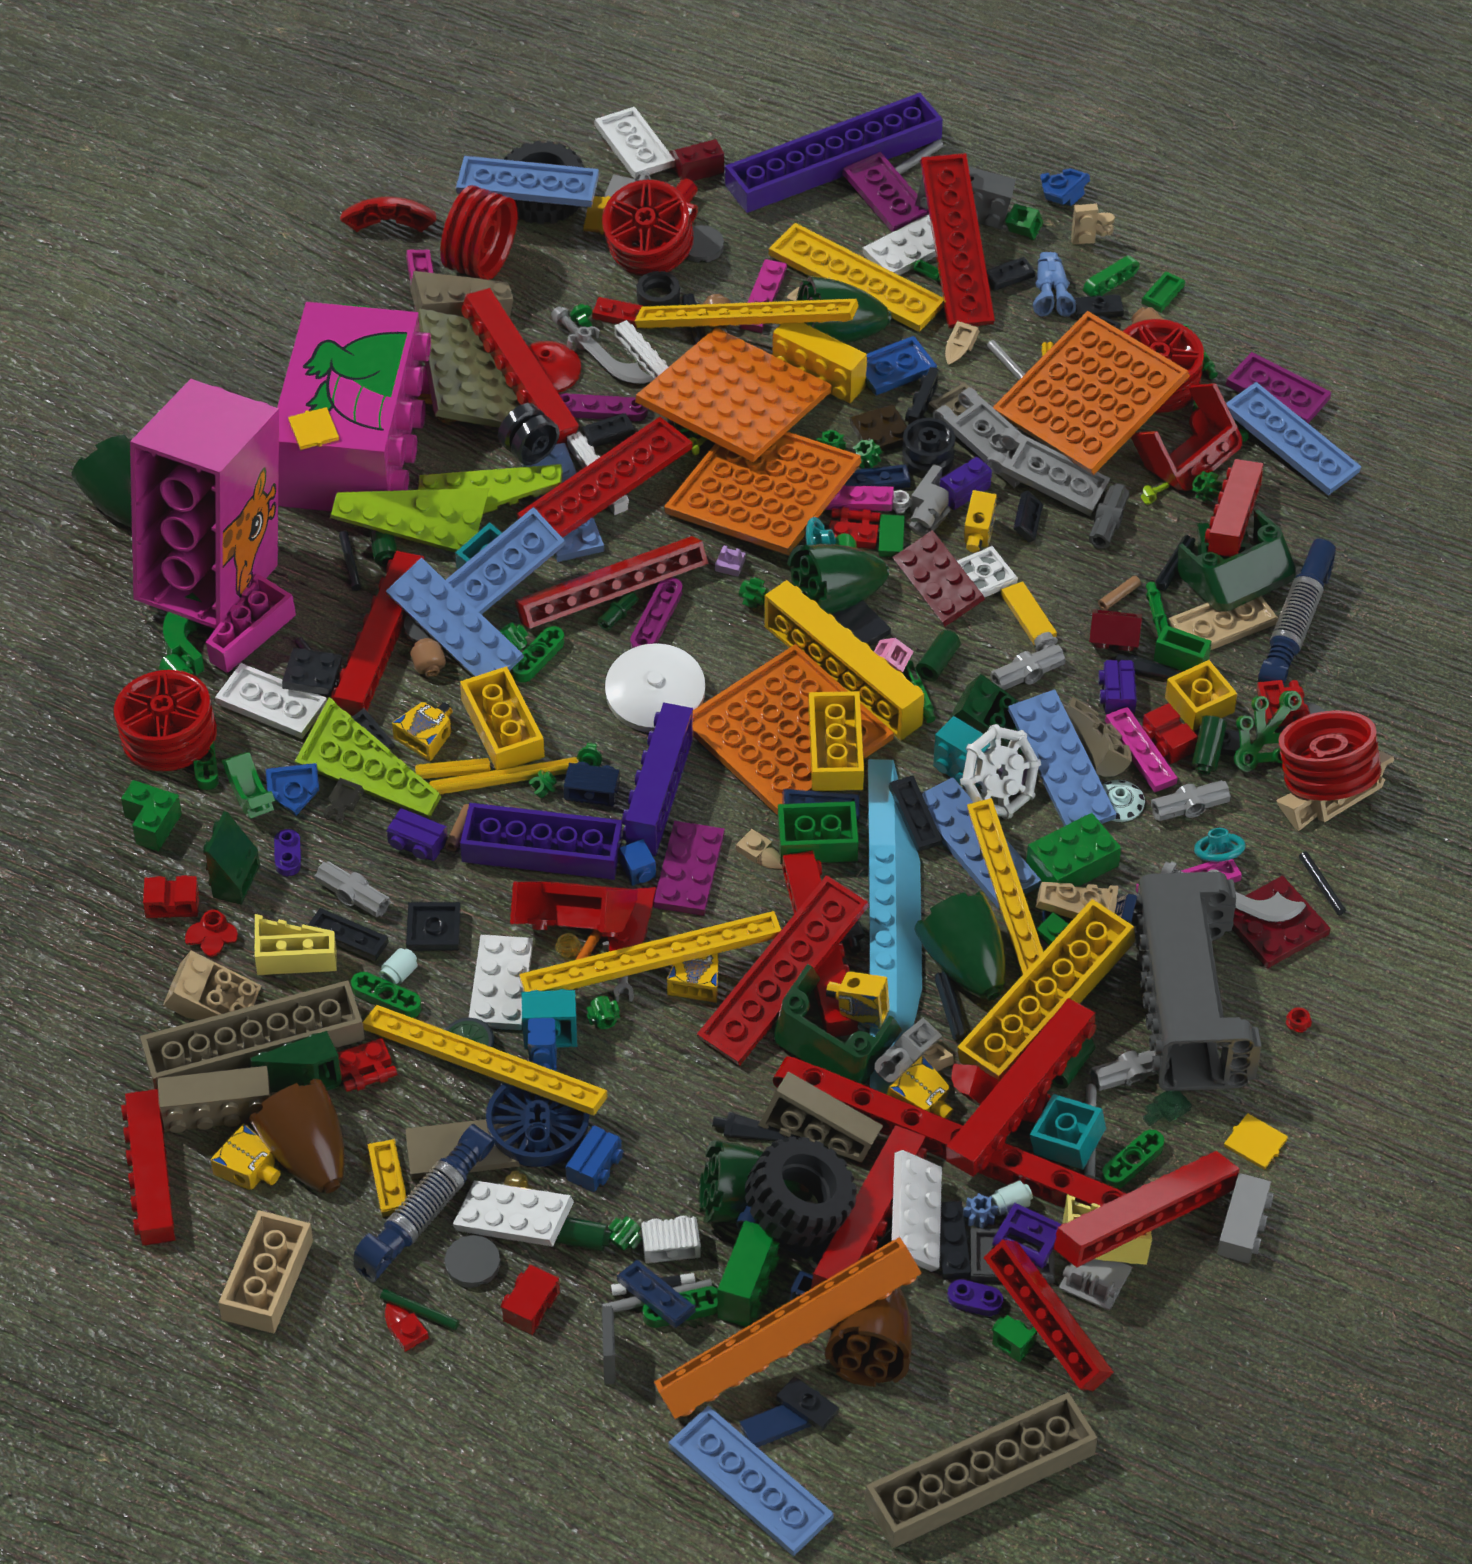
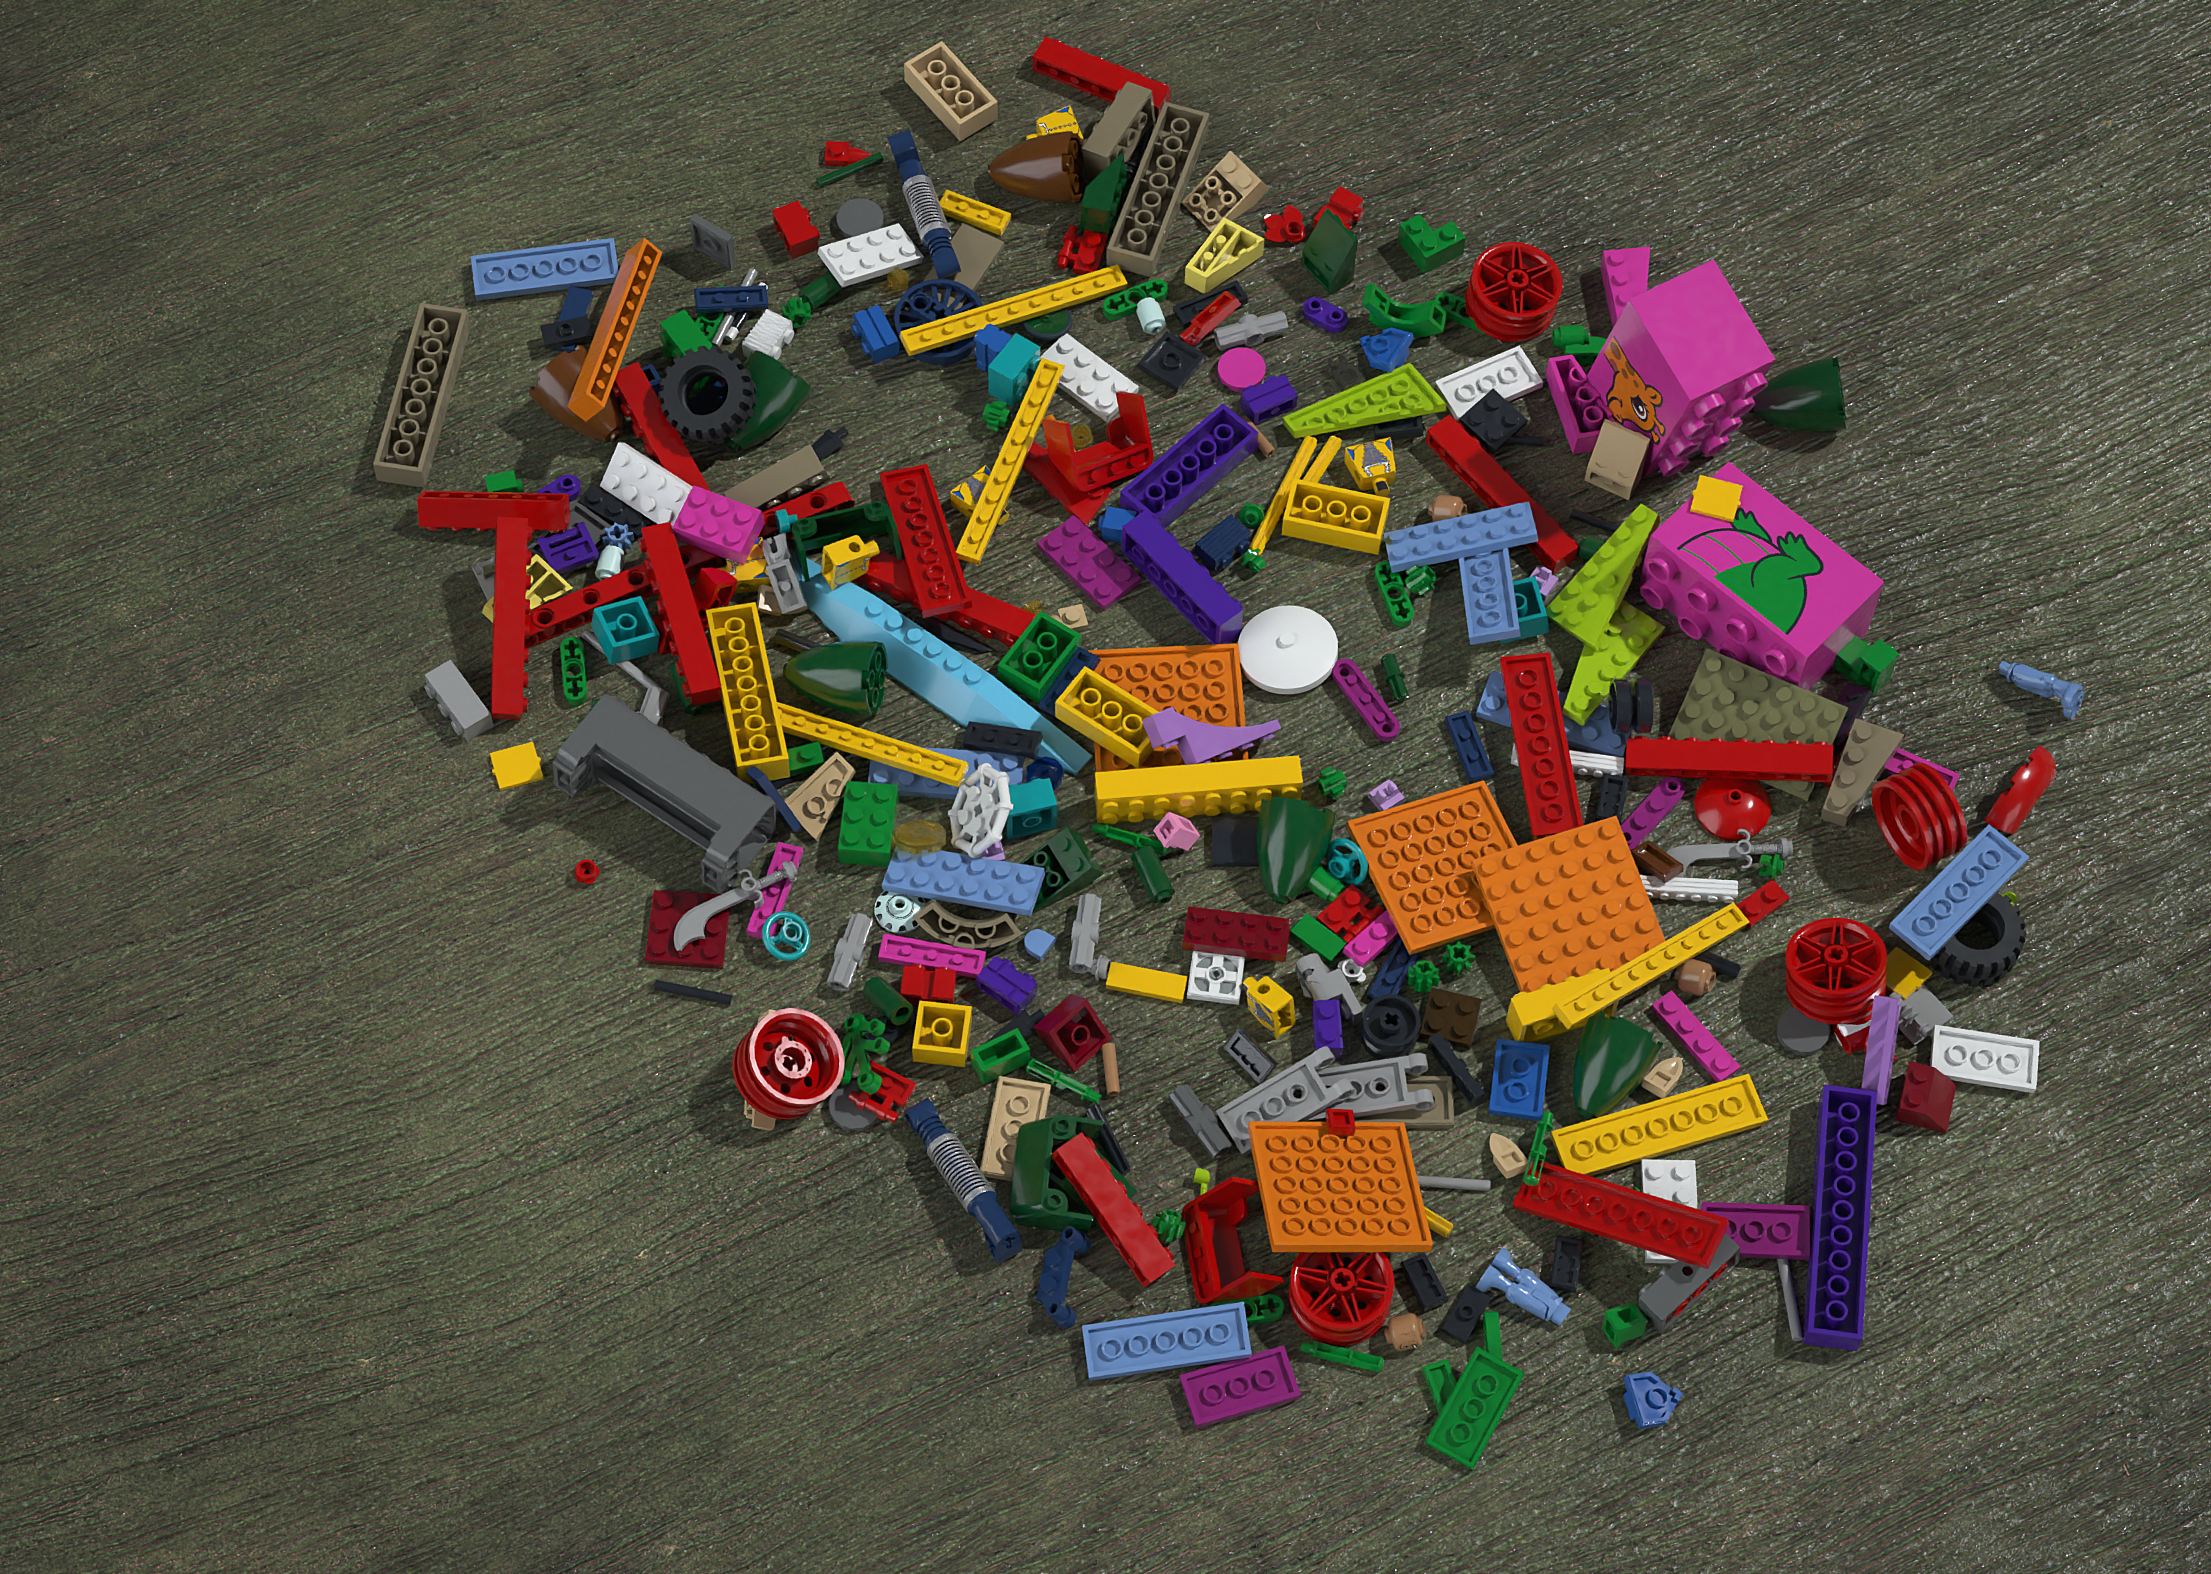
camera: 125 degrees right, 10 degrees up
(97, 655) = (1624, 277): none -> dark pink wedge
(282, 222) = (2044, 685): none -> medium blue piece
(291, 562) = (1617, 459): none -> tan slope
(367, 914) = (1210, 317): none -> red hinge
(398, 876) = (1241, 368): none -> dark pink tile
(444, 567) = (1545, 581): none -> lavender tile
(611, 582) = (1424, 684): red brick -> none
(638, 536) = (1469, 747): none -> dark blue tile
(641, 373) = (1656, 861): none -> reddish brown tile
(658, 279) = (1762, 931): black tyre -> none
(687, 178) = (1881, 1046): none -> medium lavender fence
(771, 874) = (1034, 607): none -> clear yellow plate
(805, 664) = (1201, 740): none -> medium lavender arch
(862, 1075) = (784, 521): none -> teal tile
(914, 1111) = (718, 525): none -> dark pink brick
(922, 766) = (1045, 768): none -> clear blue hair
(942, 320) = (1538, 1148): none -> green piece
(1035, 427) = (1340, 1122): none -> red tile
(1051, 810) = (919, 836): none -> clear yellow tile
(1064, 691) = (1038, 943): none -> medium blue tile
(1089, 222) = (1569, 1367): tan hinge -> none
(1165, 260) = (1474, 1408): none -> green tile
(1314, 525) = (1056, 1275): none -> dark blue plate

